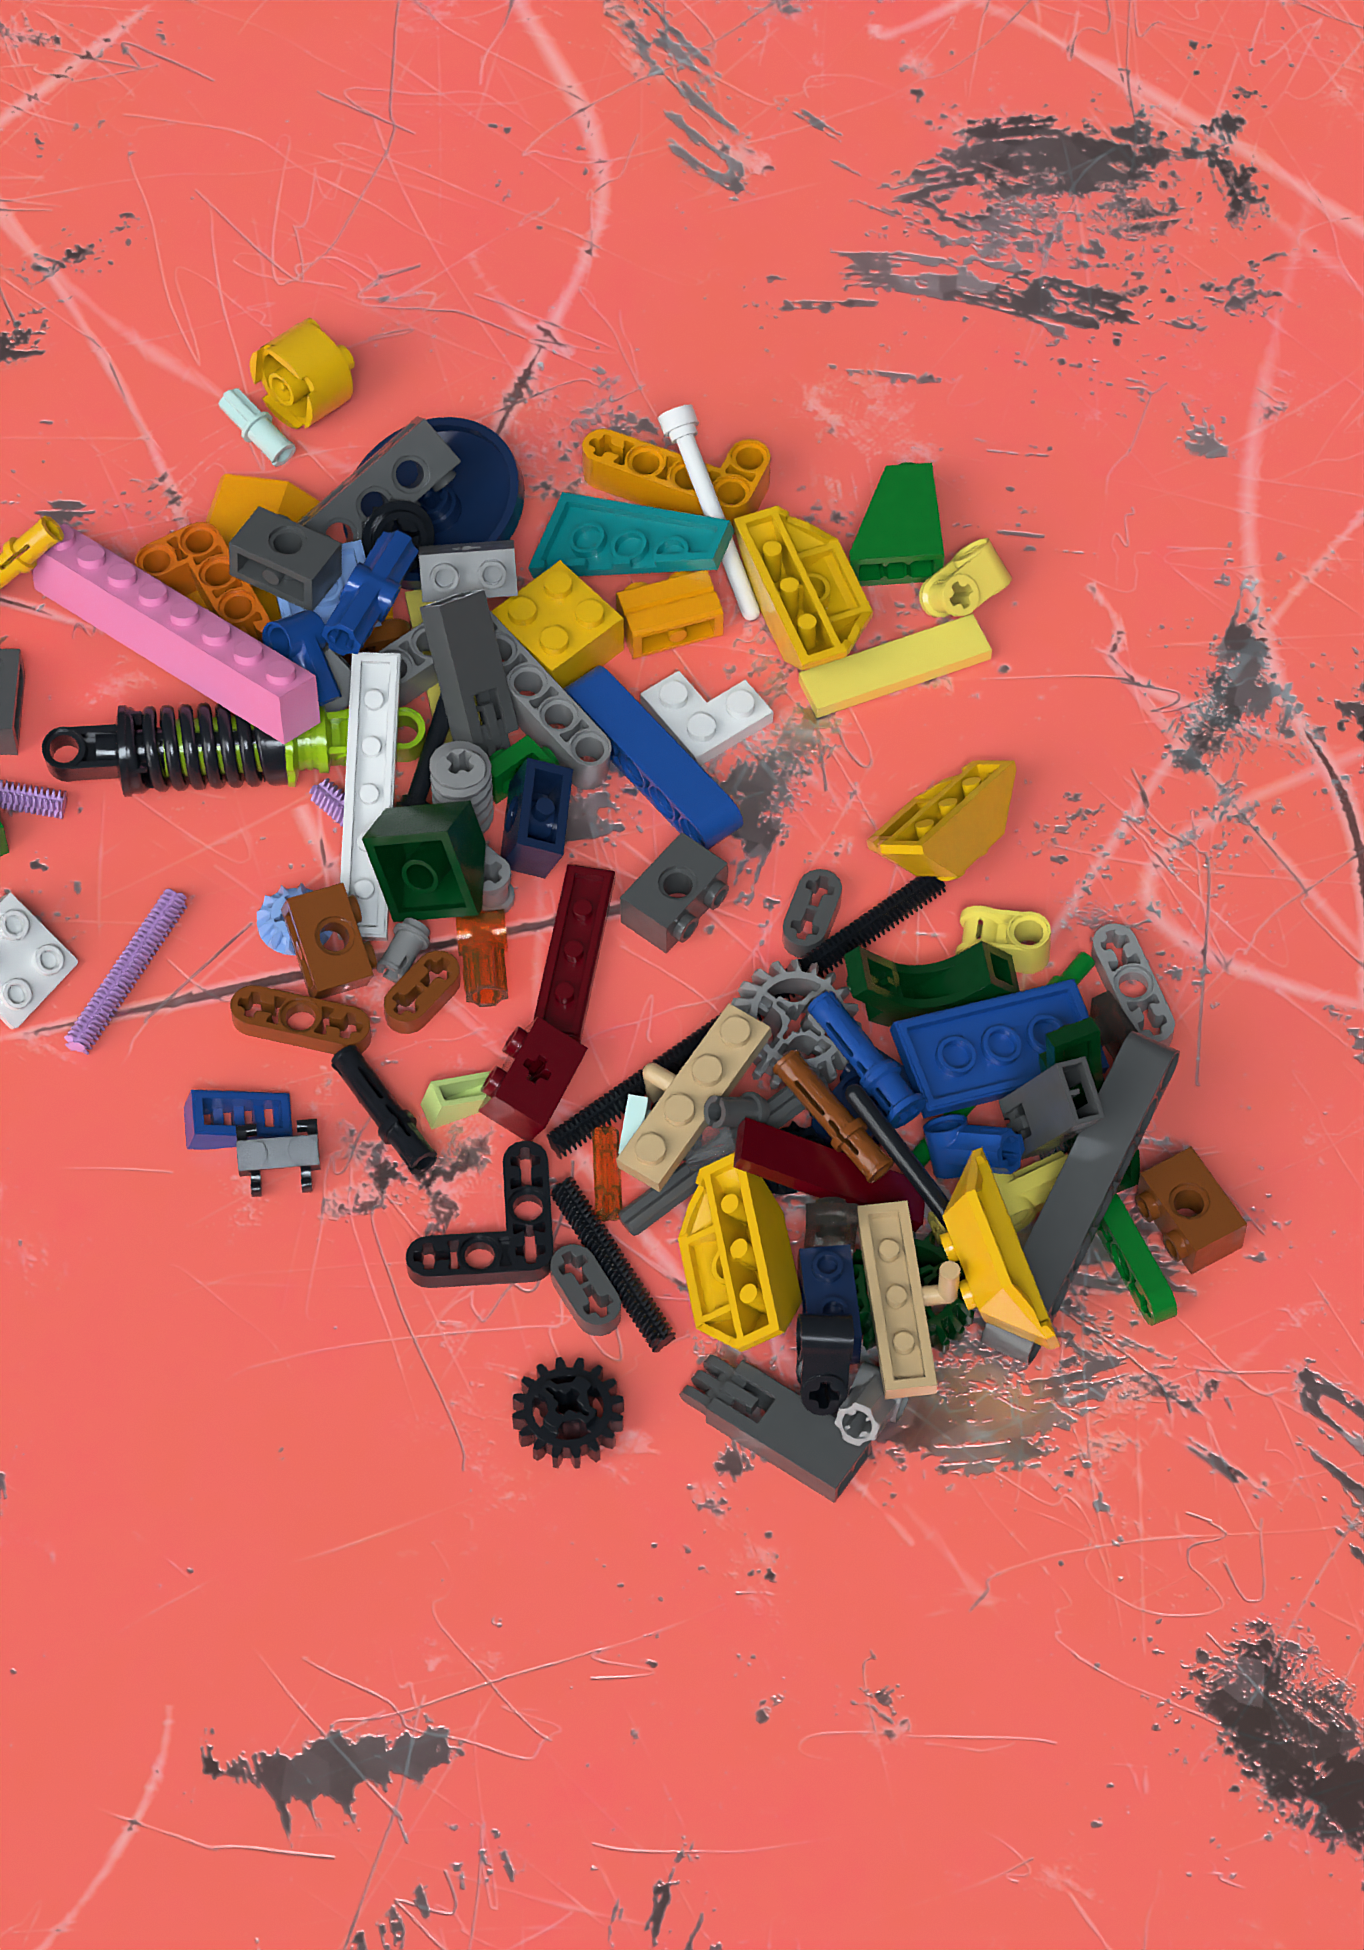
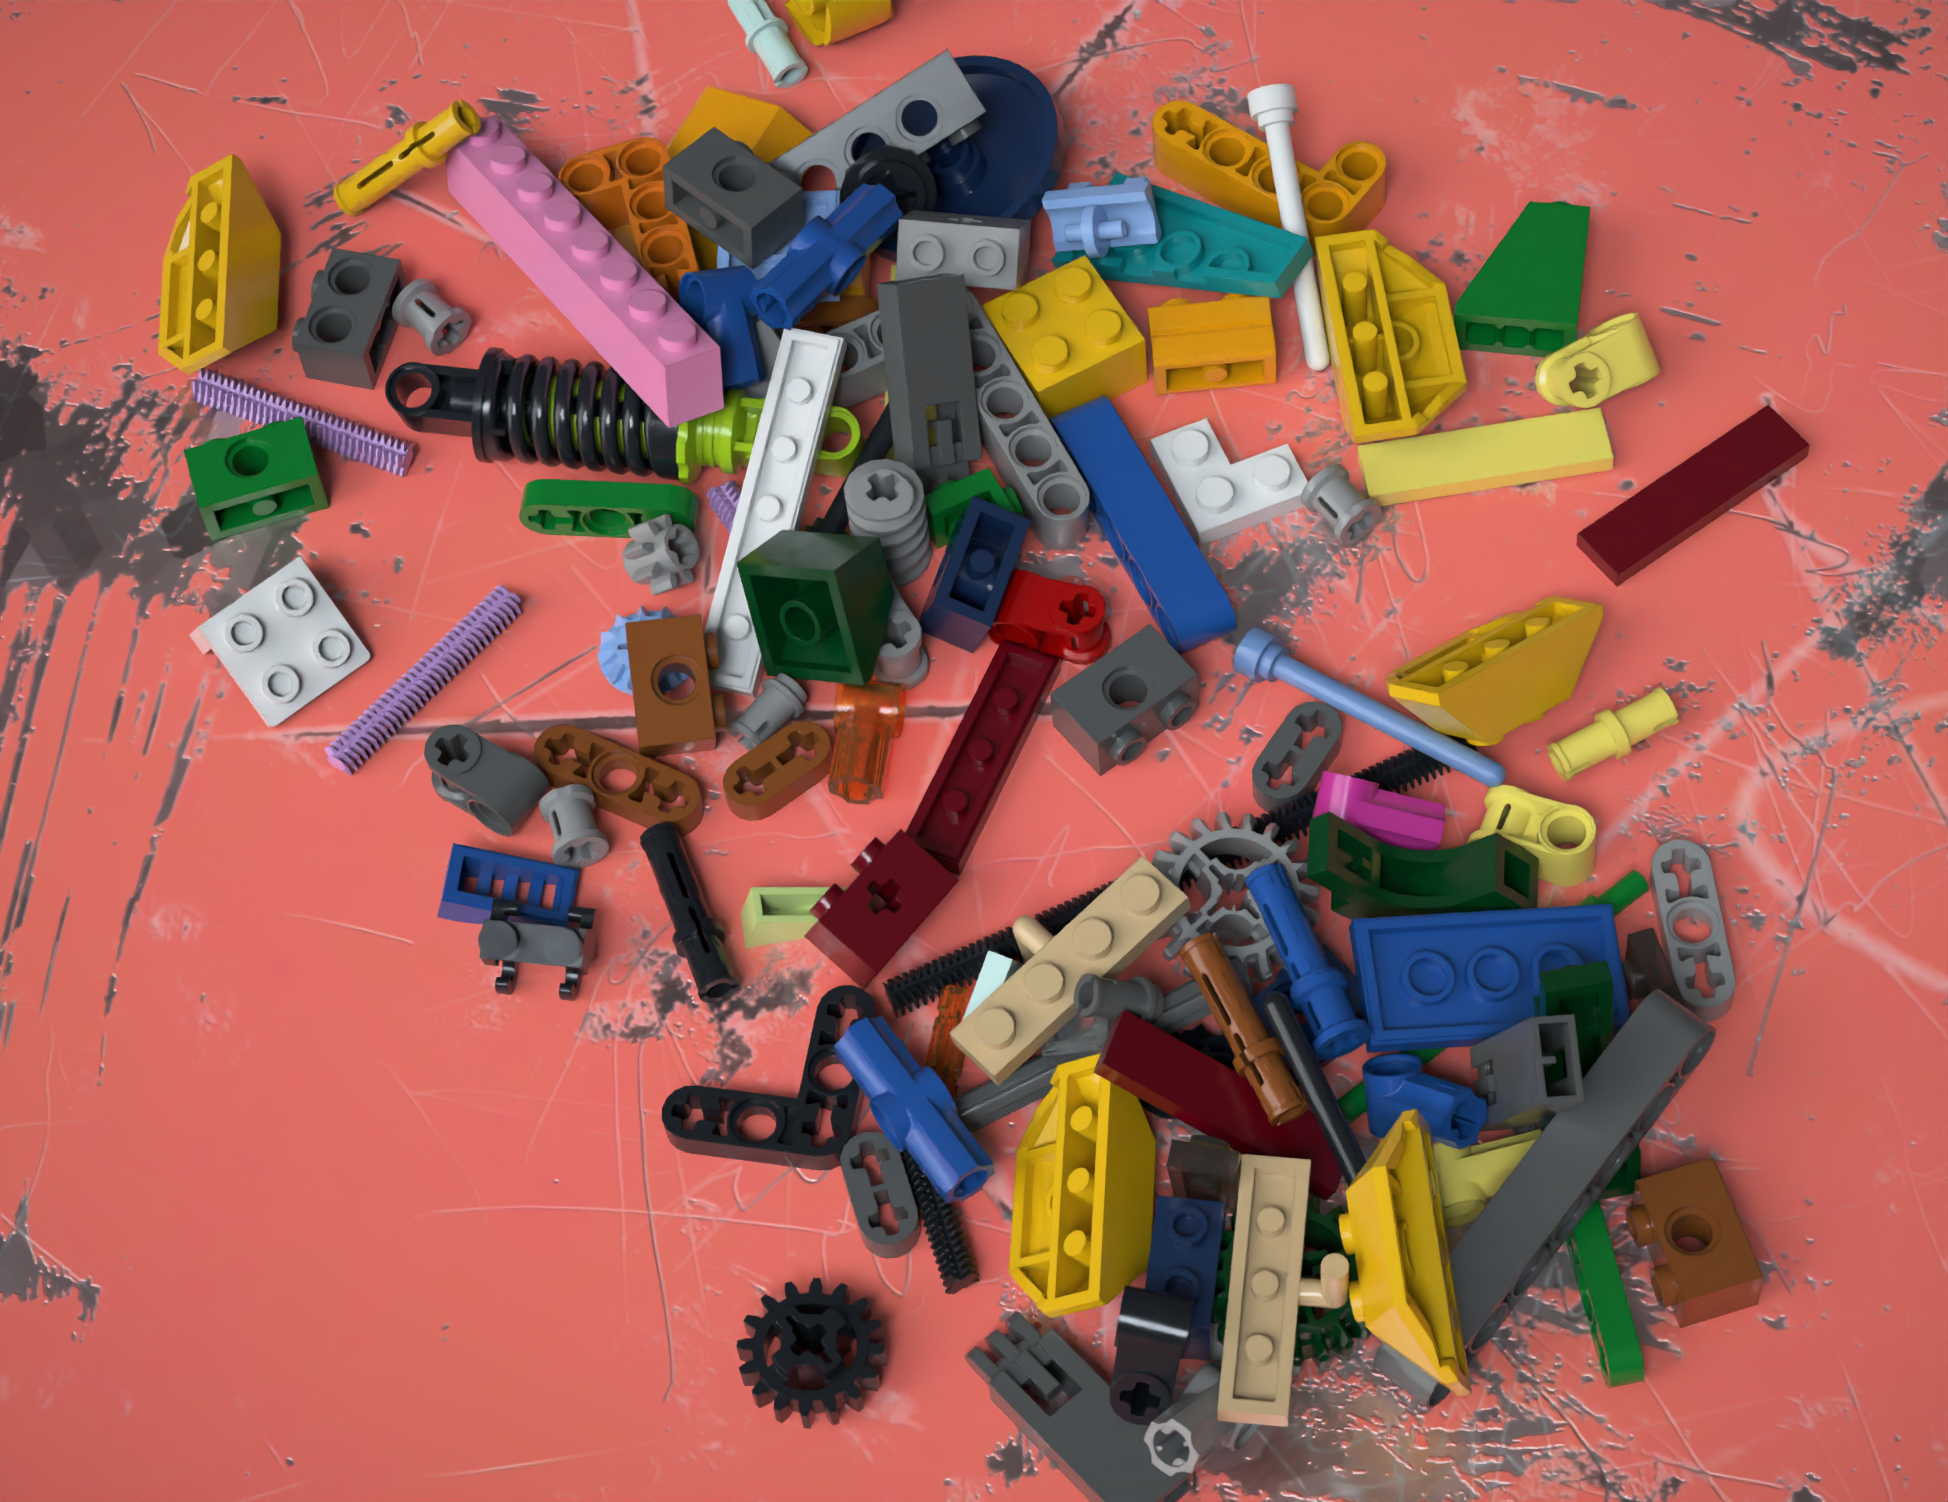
camera: 20 degrees right, 0 degrees up
(52, 690) = (431, 317): none -> light grey bush
(198, 1040) = (483, 778): none -> dark grey piece
(257, 815) = (583, 506): none -> green beam
(277, 1061) = (573, 826): none -> light grey bush
(288, 843) = (660, 554): none -> light grey gear
(564, 528) = (1103, 216): none -> light blue hips
(600, 838) = (1046, 616): none -> red piece
(600, 1220) = (914, 1109): none -> blue piece
(771, 844) = (1265, 658): none -> medium blue piece
(798, 718) = (1341, 504): none -> light grey bush
(895, 943) = (1381, 813): none -> dark pink piece
(1041, 855) = (1612, 734): none -> light yellow pin
(1055, 668) = (1692, 495): none -> dark red tile

